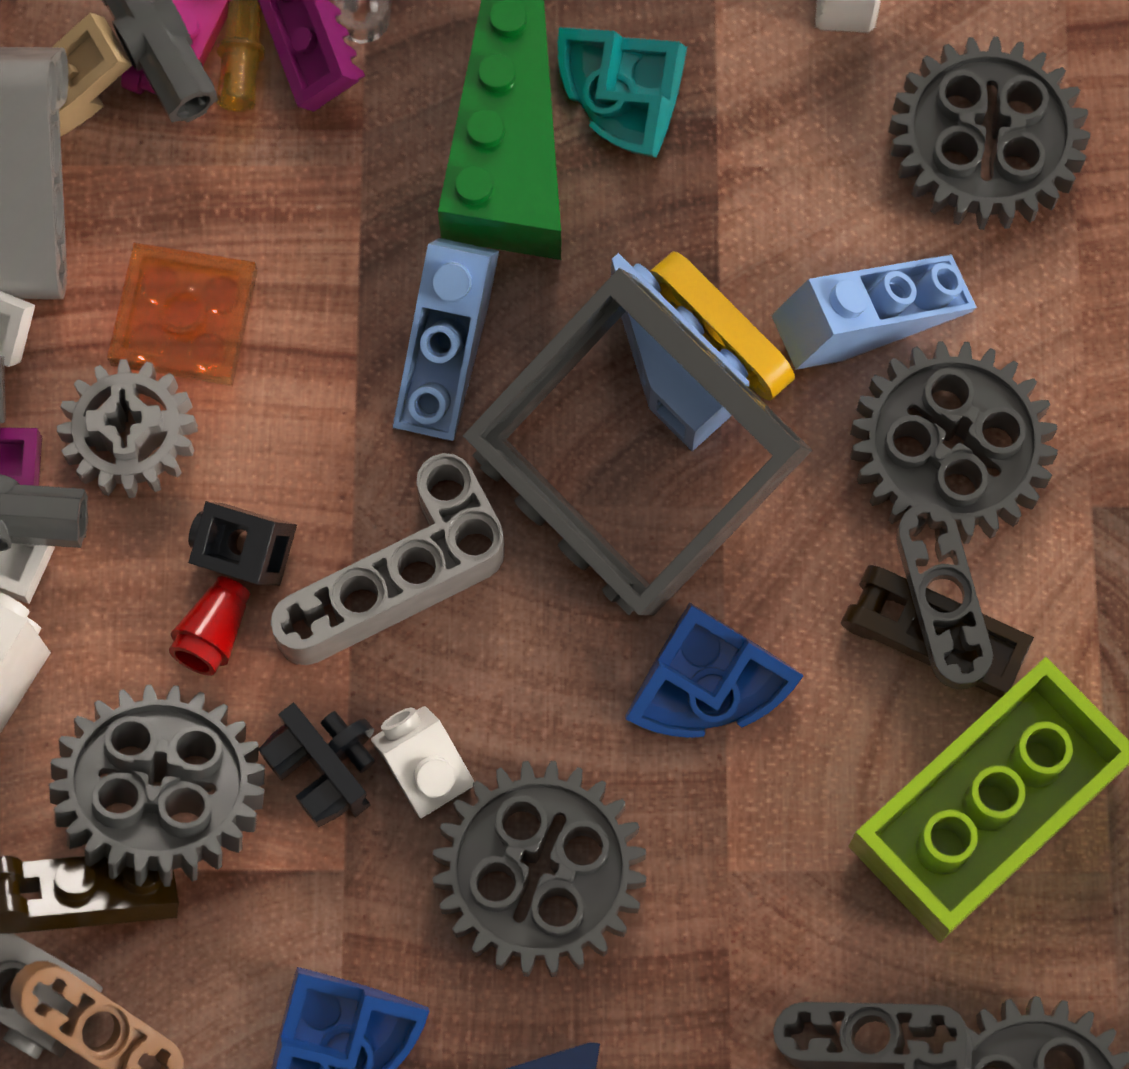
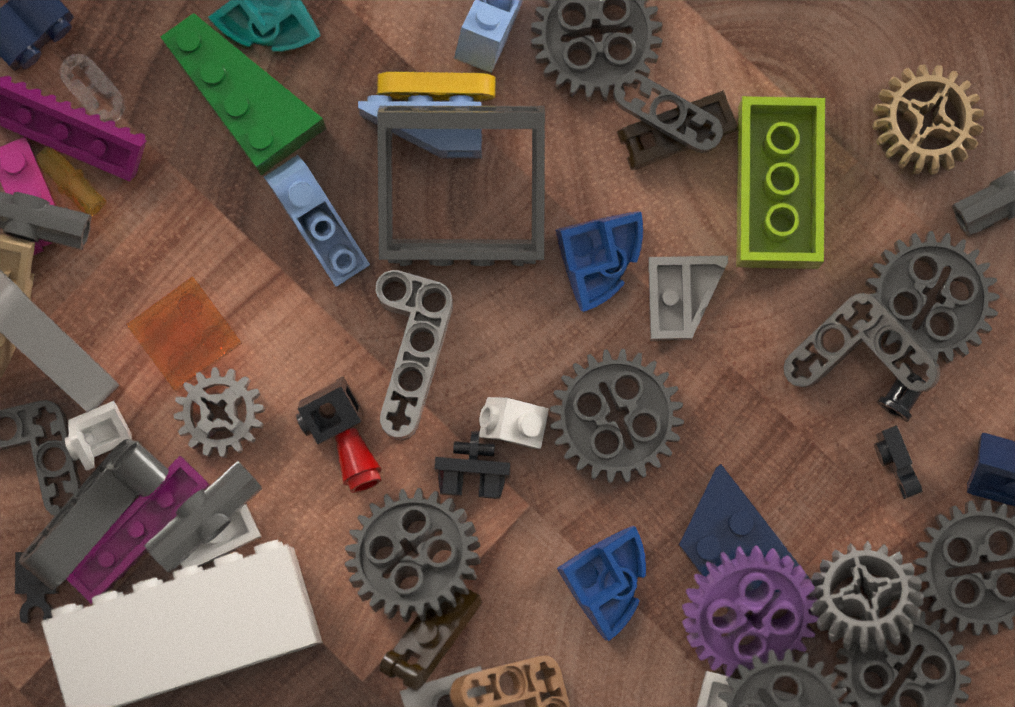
camera: 45 degrees left, 10 degrees up
(755, 810) = (680, 293): none -> light grey wing

